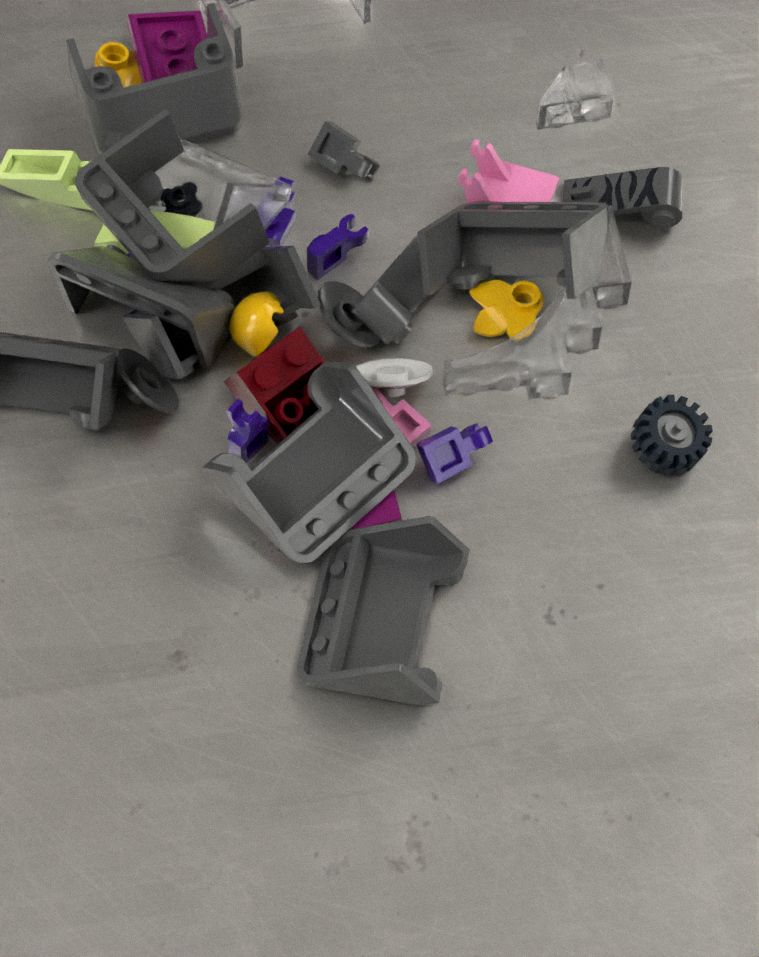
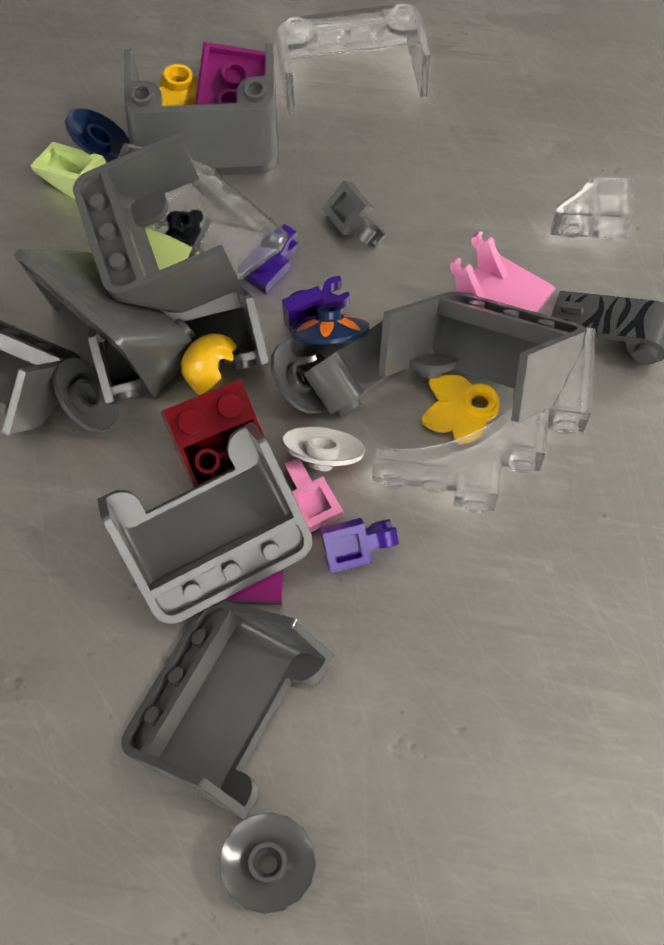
camera: 20 degrees right, 5 degrees up
(55, 132) = (95, 133): none -> dark blue dish
(248, 433) = (160, 473): dark purple plate -> none
(360, 263) = (330, 327): none -> dark blue dish
(473, 714) = (248, 844): none -> dark grey dish
(671, 435) = (583, 587): black wheel -> none

